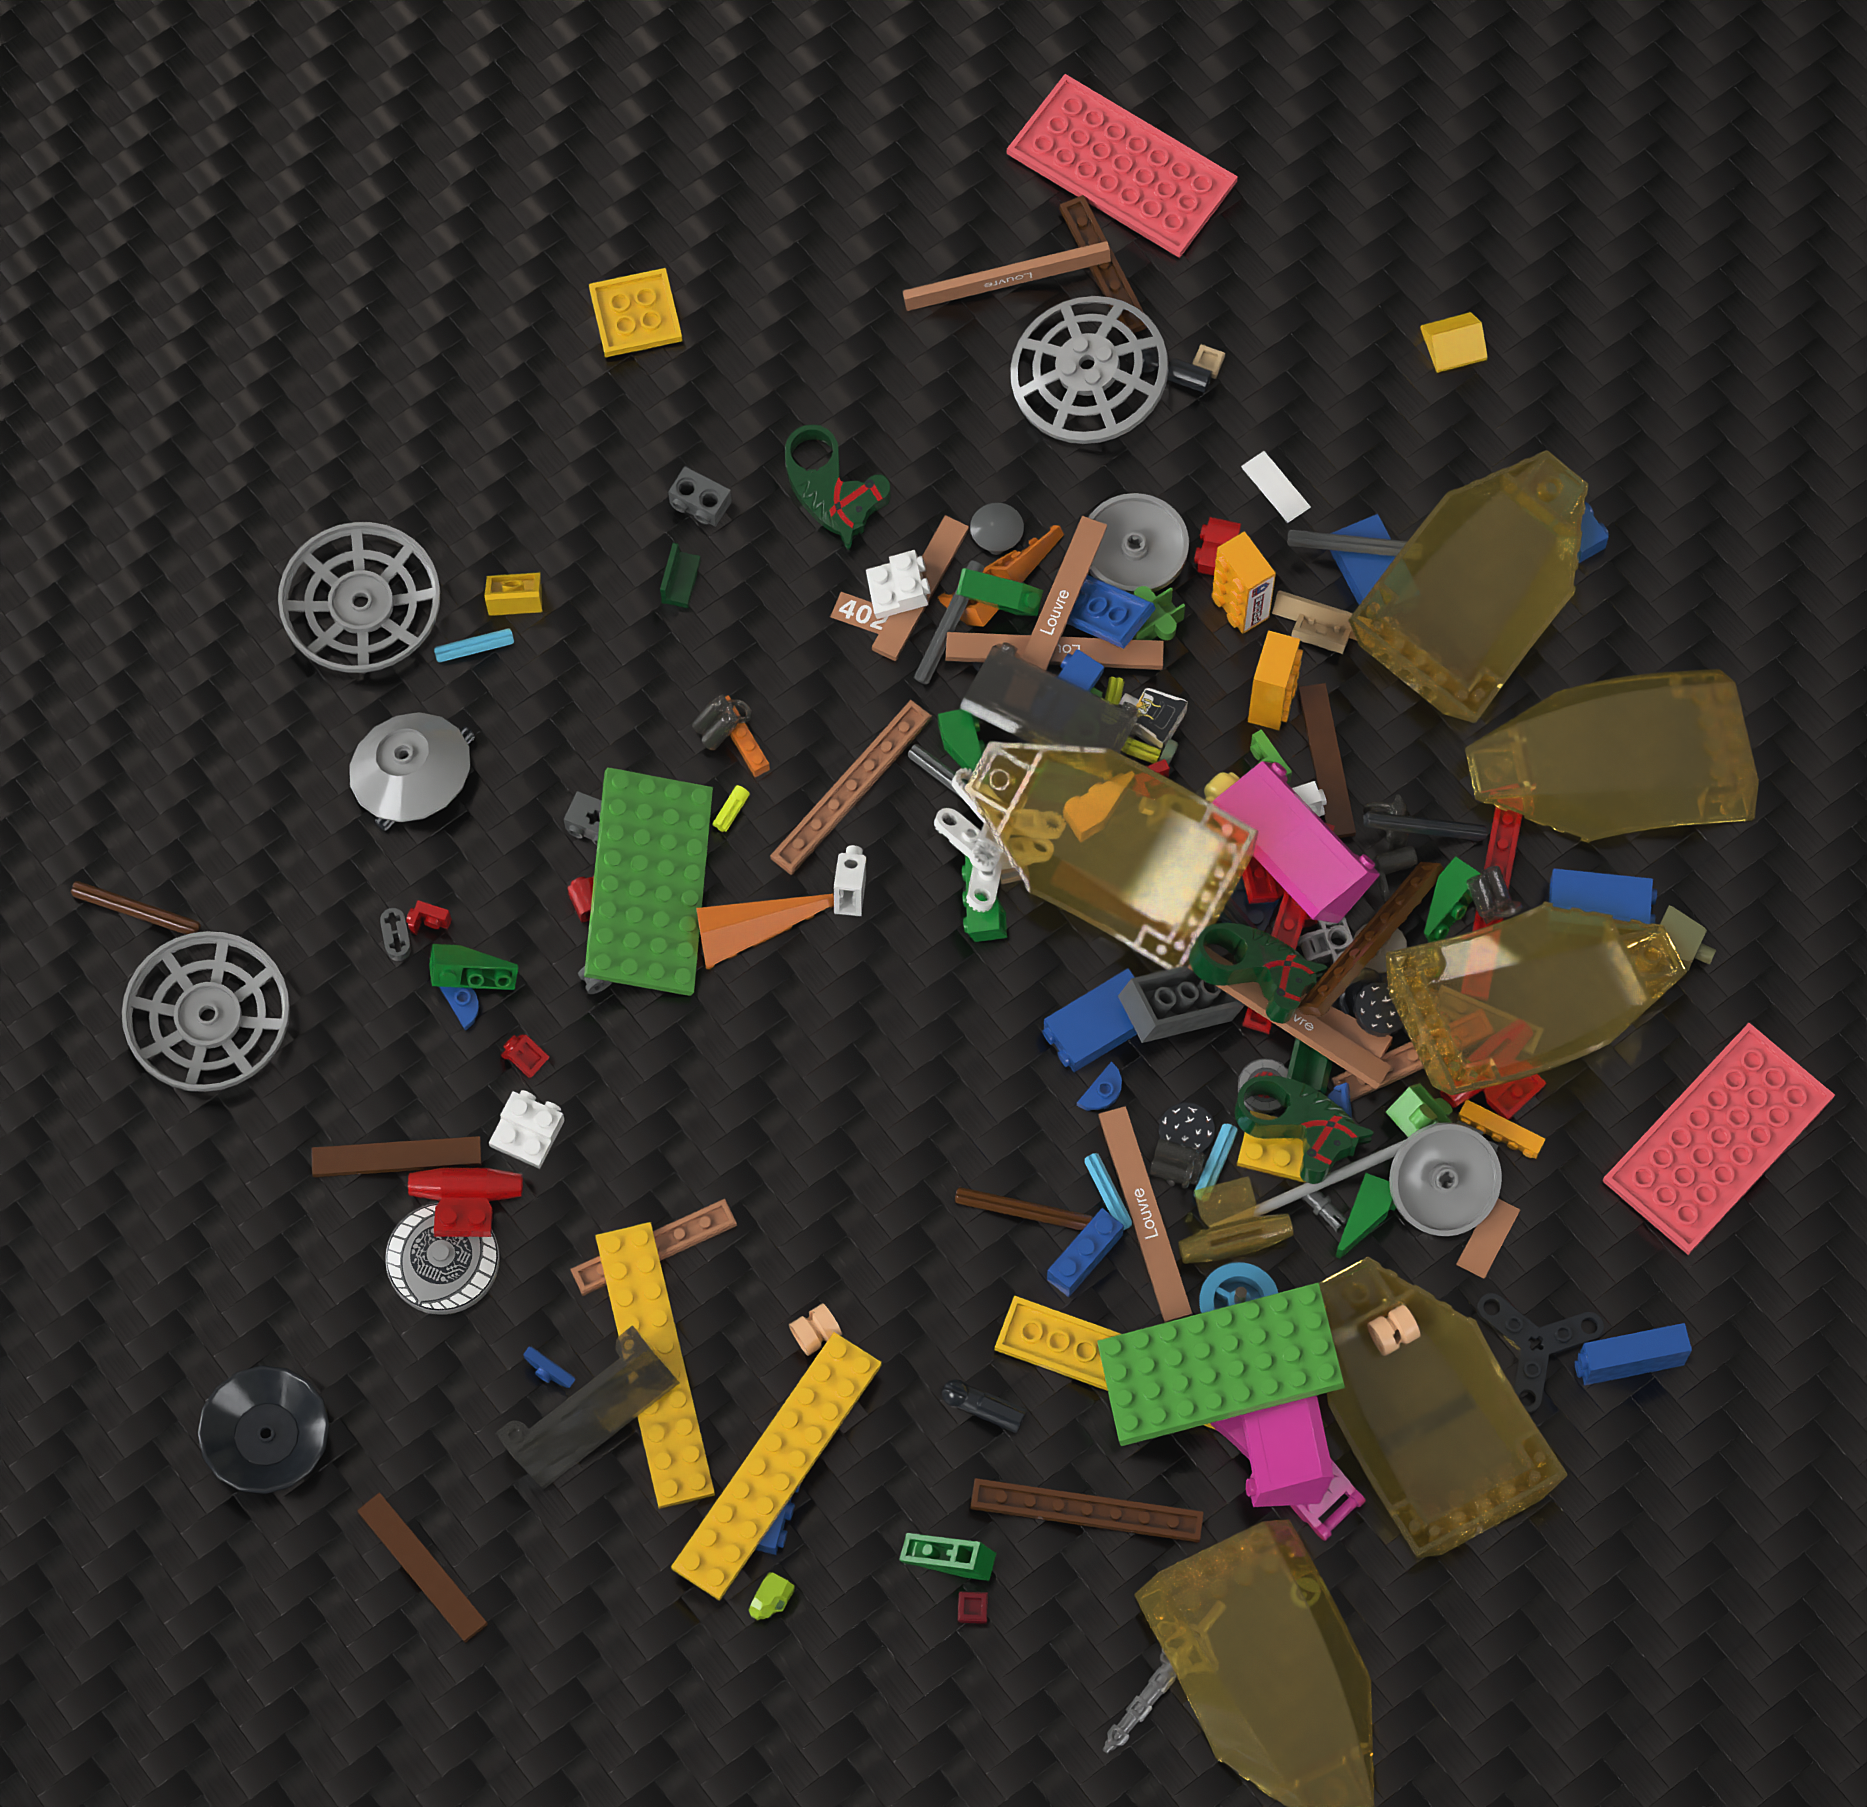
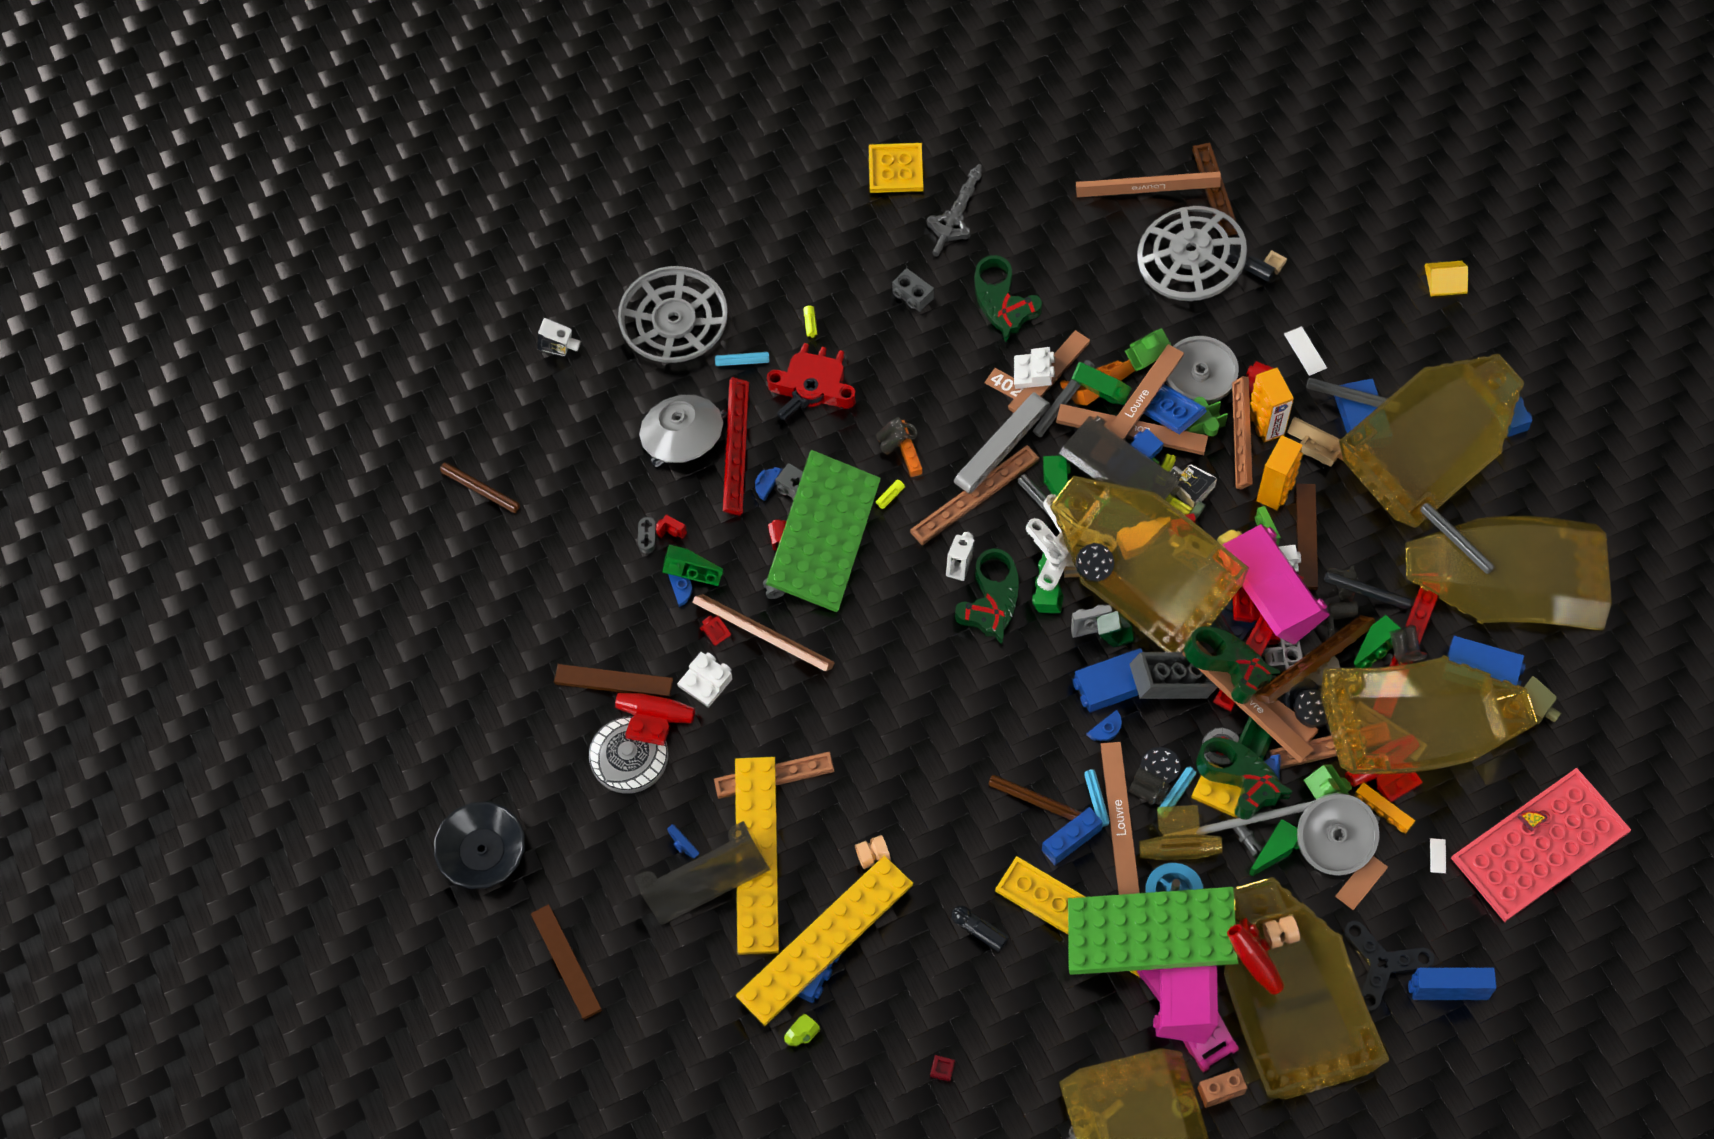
camera: 15 degrees right, 5 degrees down
(196, 665) = (556, 338): none -> white torso
(202, 997) = (508, 552): light grey dish -> none
(494, 779) = (735, 446): none -> red tile
(513, 594) = (775, 331): yellow slope -> none
(550, 823) = (766, 481): none -> blue plate
(560, 570) = (810, 321): none -> neon yellow piece
(583, 648) = (812, 381): none -> red piece
(594, 1045) = (763, 632): none -> tile
(679, 577) = (887, 339): dark green panel -> none
(736, 373) = (955, 216): none -> flat silver bar
(736, 927) = (875, 572): orange wedge -> none
(875, 704) = (1001, 443): none -> light grey beam
(916, 950) = (997, 607): none -> dark green animal
(949, 1555) = (933, 1028): green slope -> none
(997, 527) = (1109, 344): dark grey dish -> none
(1042, 859) = (1094, 562): none -> black tile
(1052, 942) = (1085, 621): none -> light grey plate
(1054, 527) = (1147, 349): none -> bright green piece
(1087, 1510) = (1037, 1016): reddish brown plate -> none
(1088, 948) = (1115, 629): none -> dark green panel
(1122, 165) = (1240, 129): coral plate -> none
(1210, 627) = (1242, 433): none -> nougat tile
(1353, 1557) = (1222, 1088): none -> nougat brick
(1363, 1370) = (1254, 955): none -> red plate
(1534, 730) = (1457, 538): none -> dark grey axle
(1584, 1180) = (1438, 855): none -> white sticker
(1701, 1106) = (1532, 819): none -> tile

